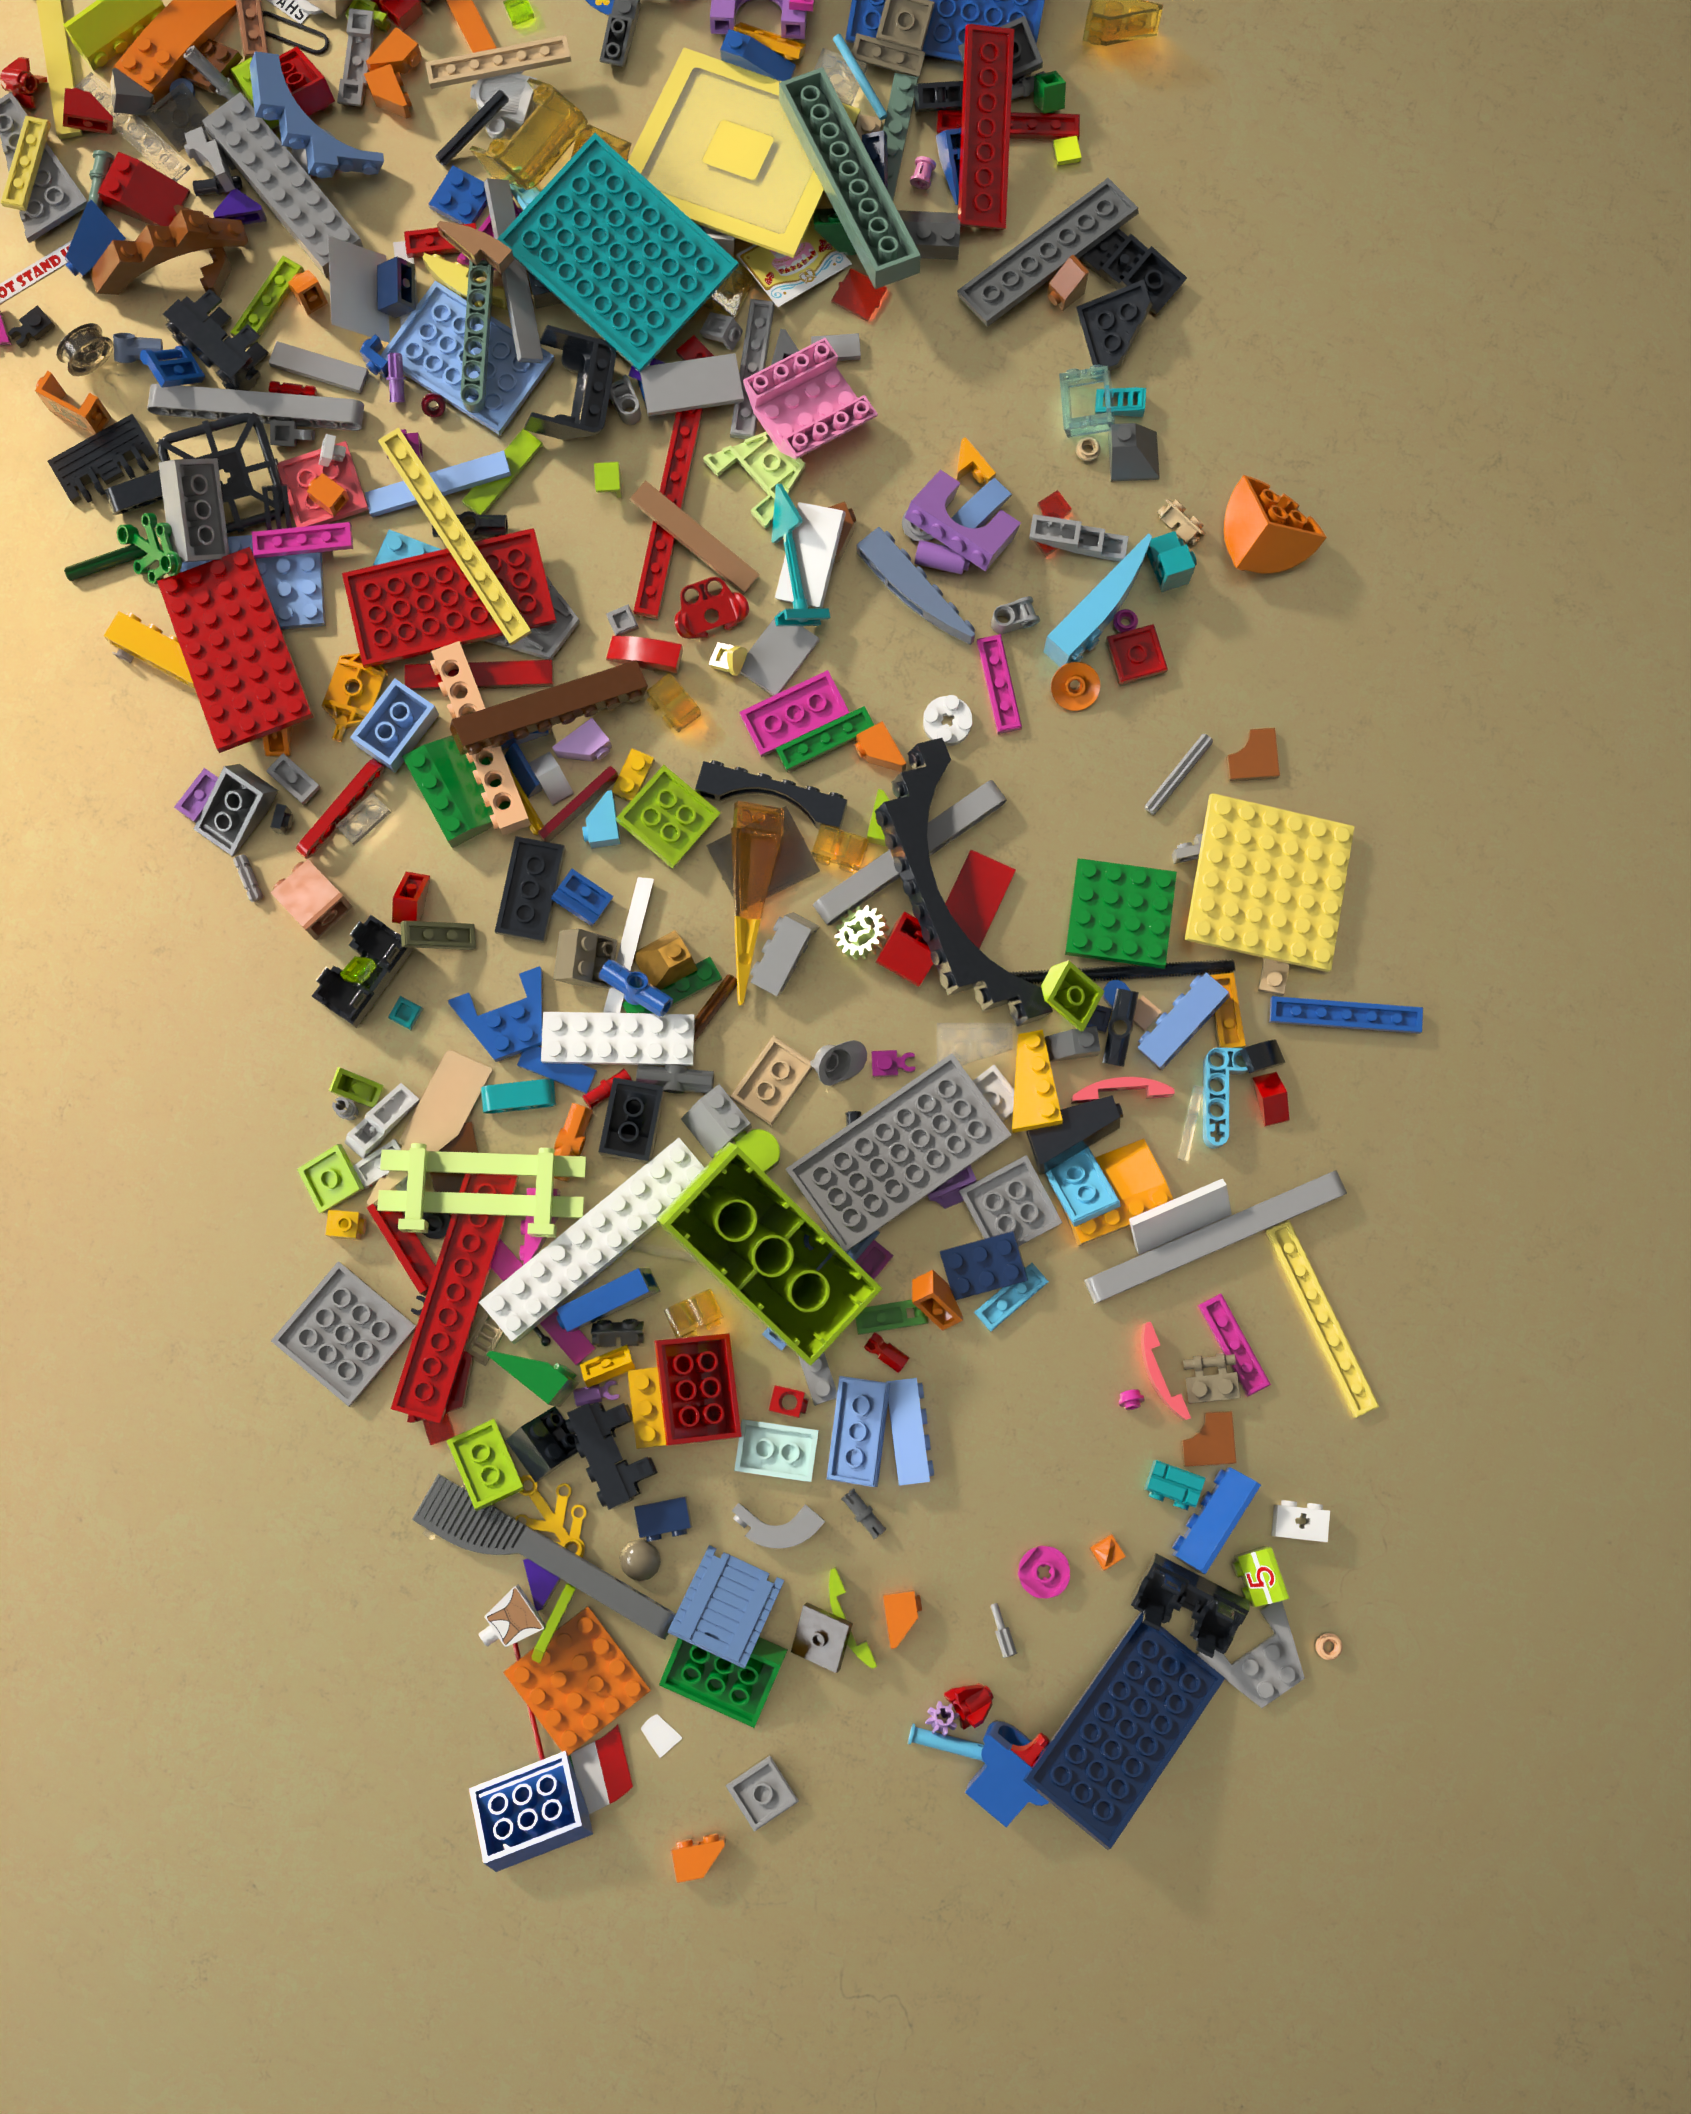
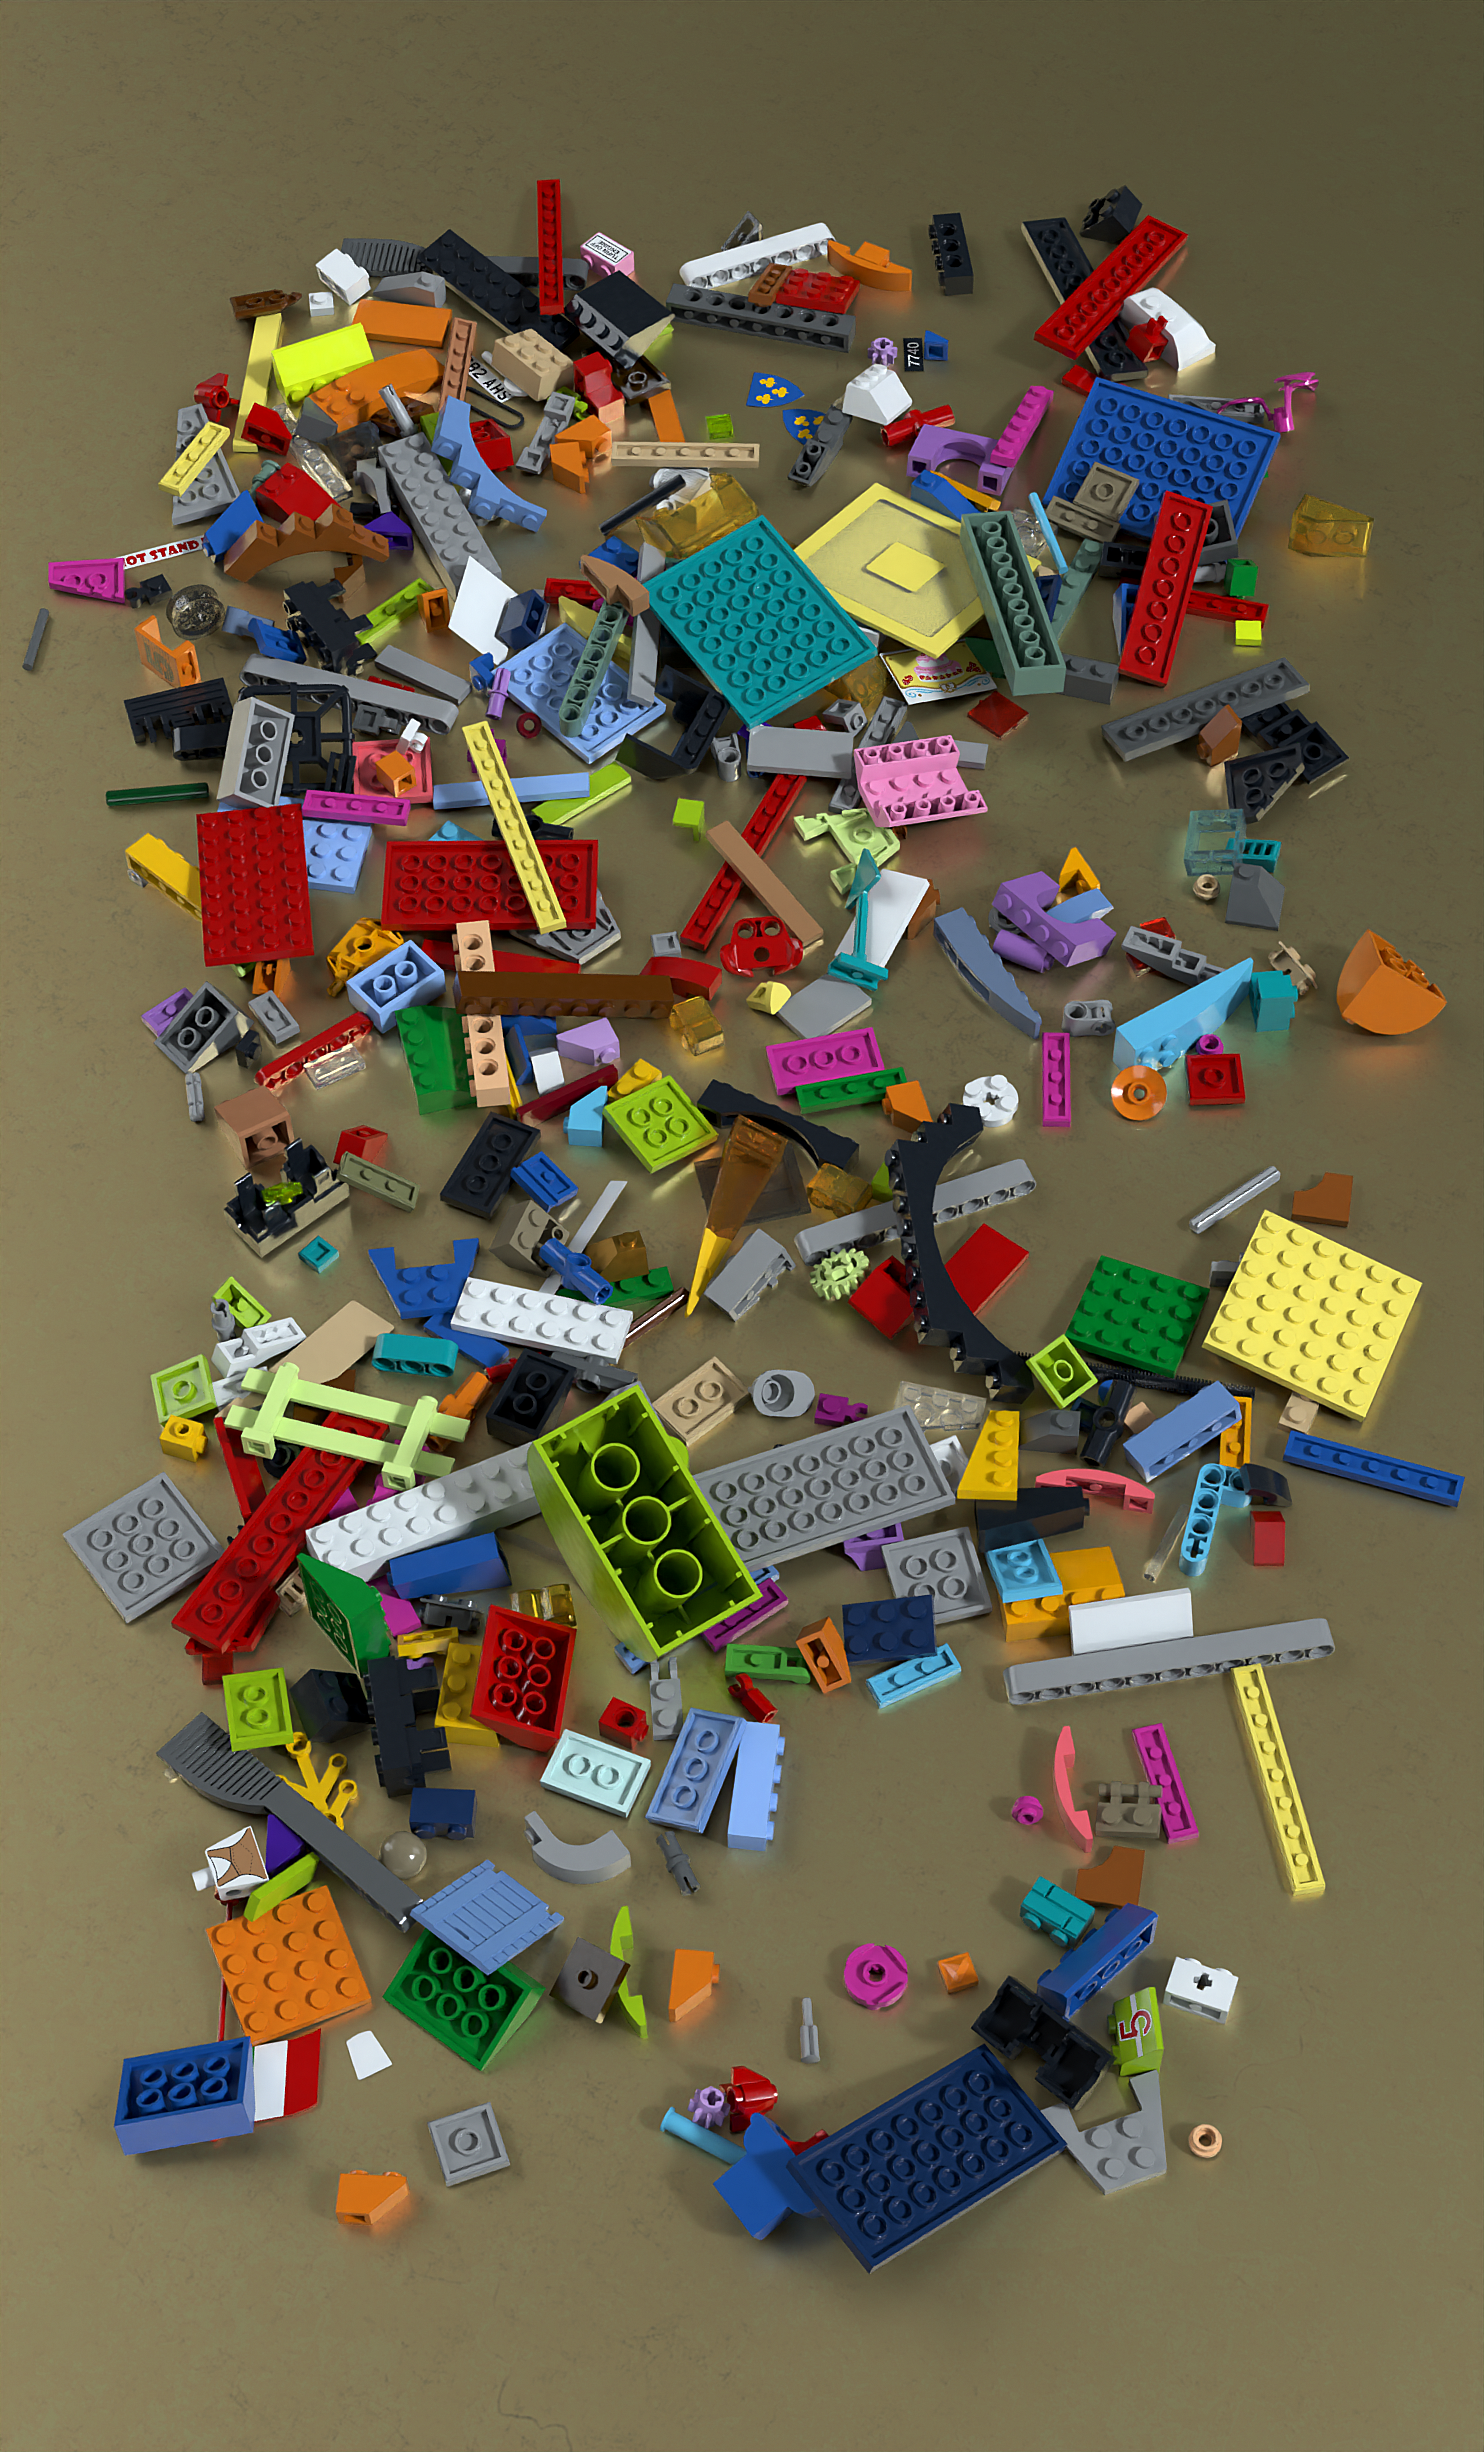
camera: 15 degrees right, 25 degrees down
(169, 560) = (214, 793): green plant -> none
(923, 172) = (1092, 623): bright pink bush -> none

